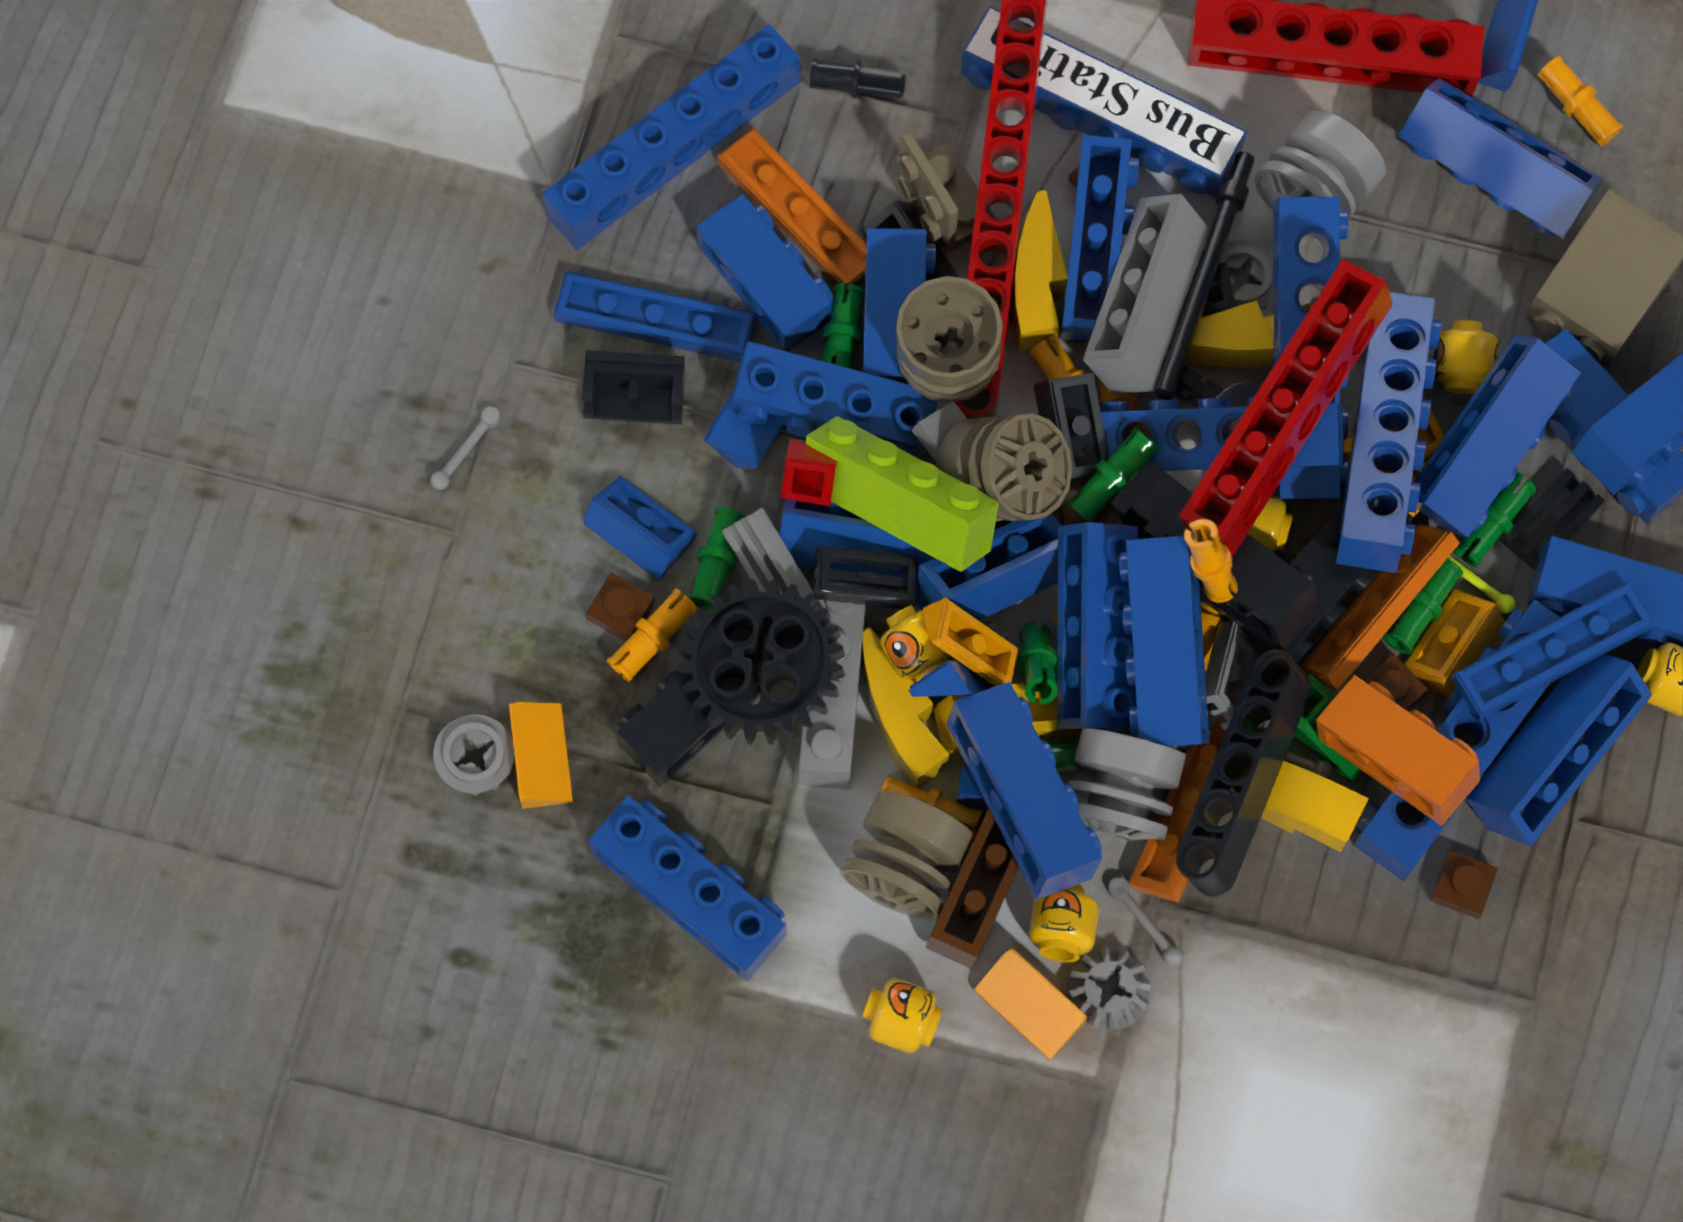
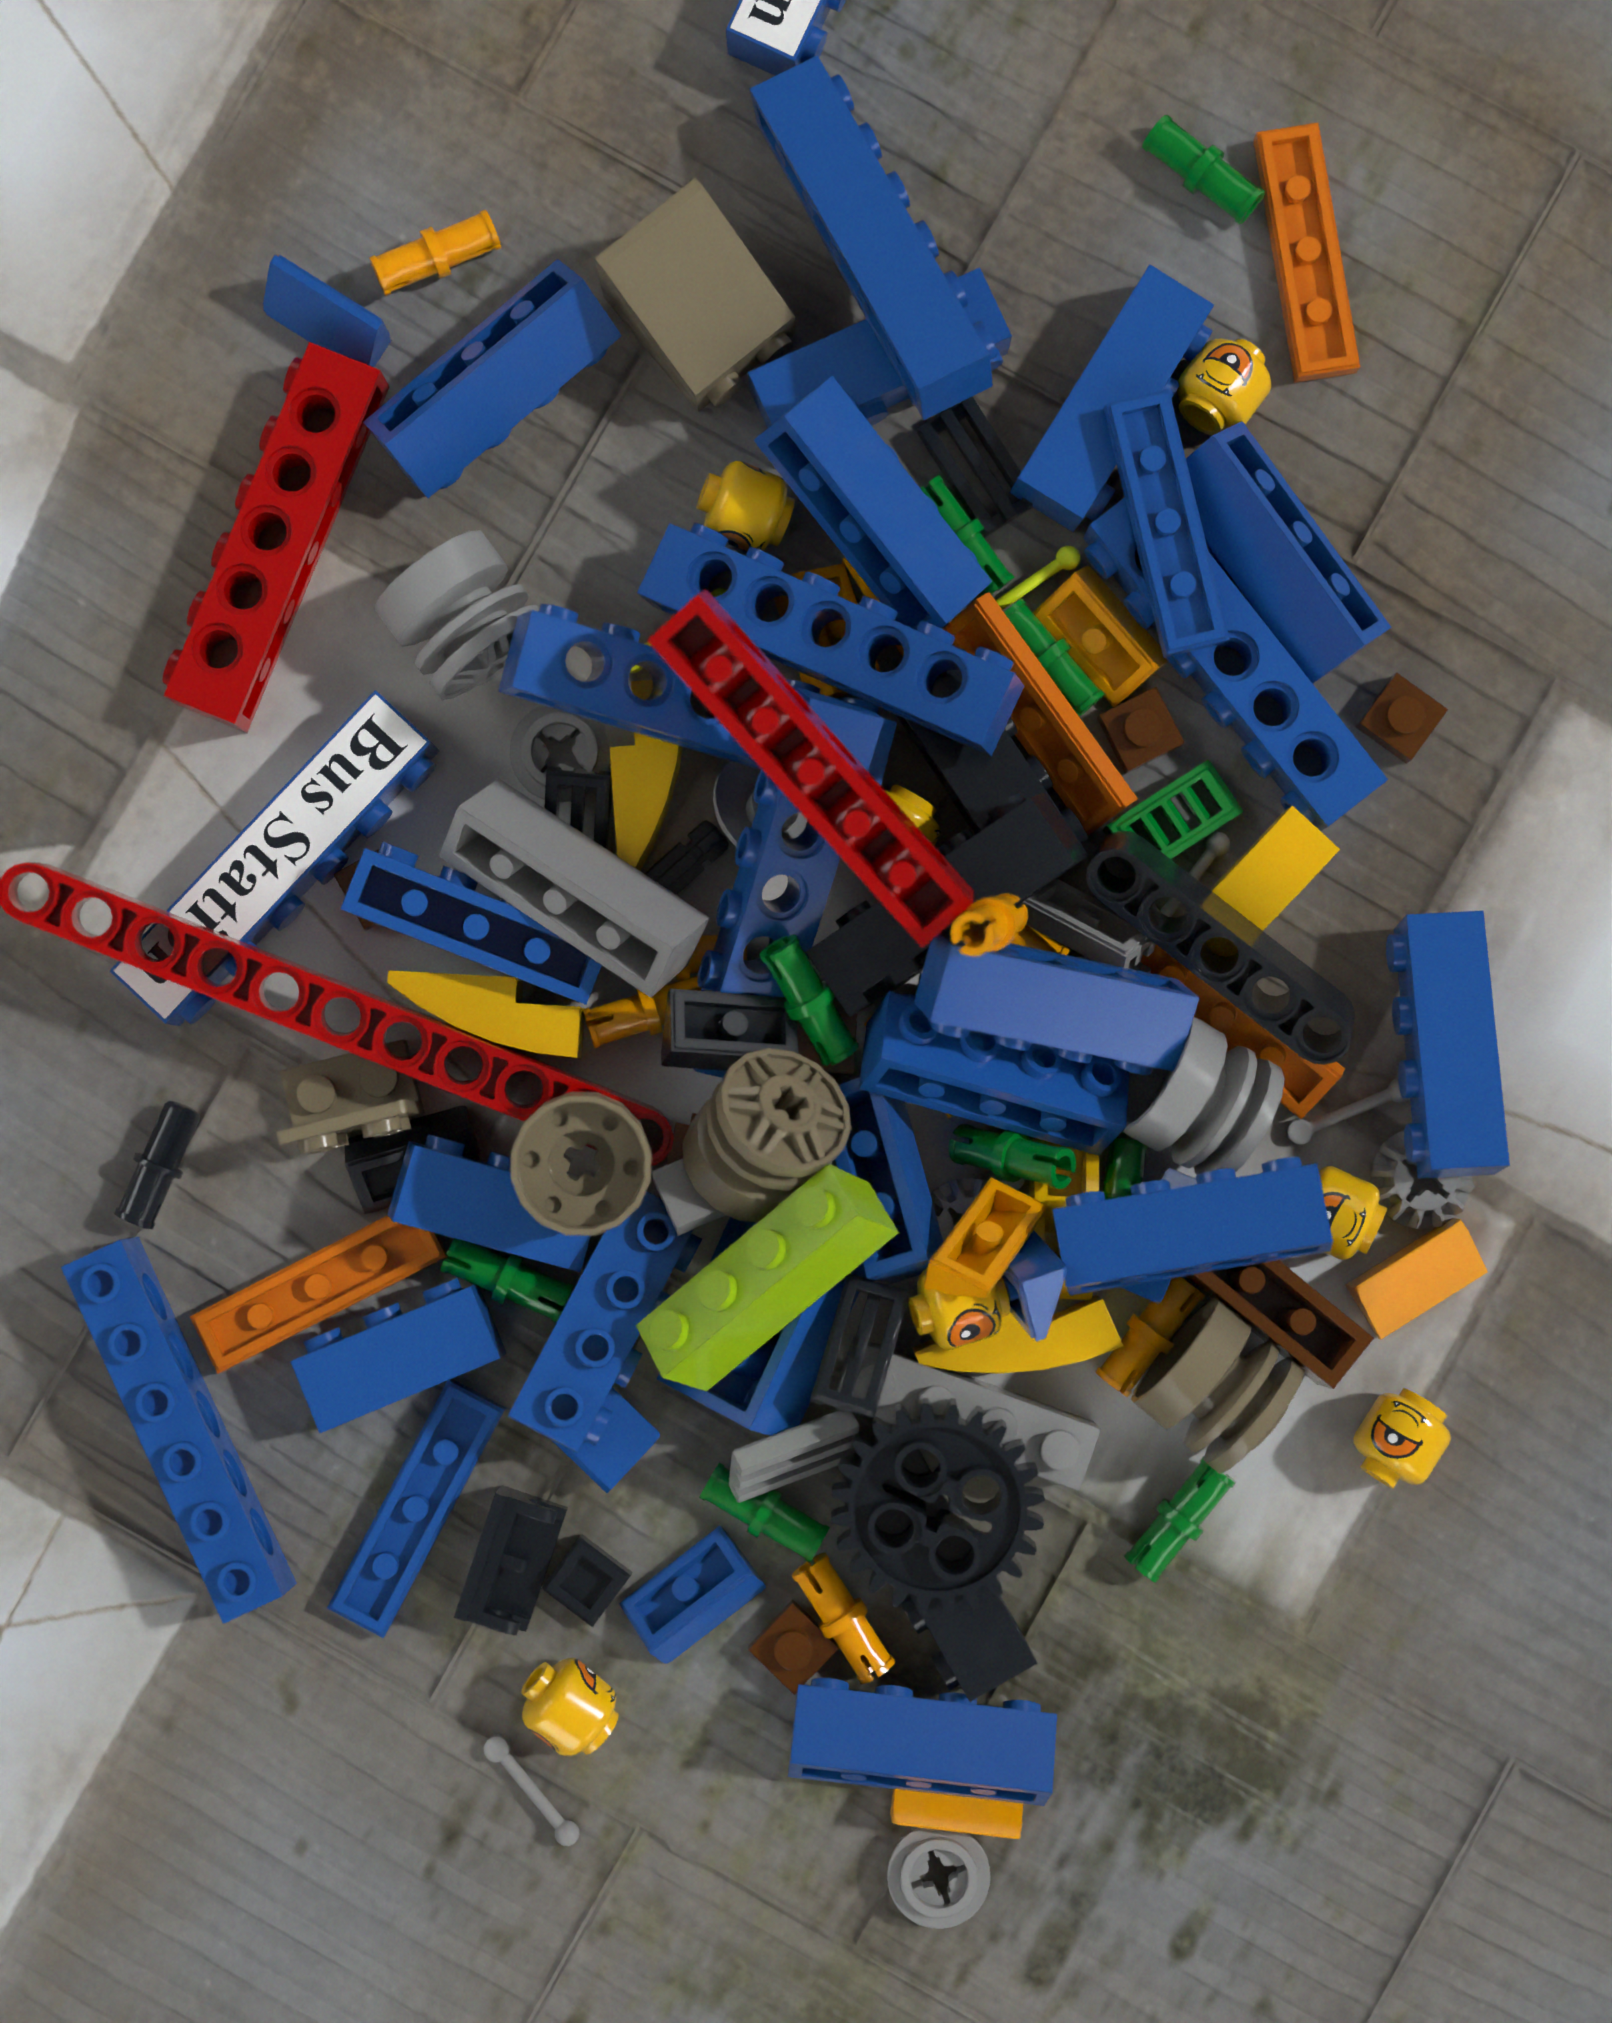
camera: 75 degrees left, 15 degrees up
(537, 453) = (569, 1707): none -> yellow head
(574, 710) = (923, 1743): none -> blue brick
(632, 448) = (587, 1580): none -> black tile
(688, 887) = (1176, 1655): blue brick -> none
(792, 866) = (1179, 1520): none -> green pin
(808, 475) = (707, 1386): red slope -> none
(1219, 971) = (1448, 1045): none -> blue brick
(1230, 200) = (461, 737): black bar -> none
(1399, 749) = (1244, 749): orange brick -> none

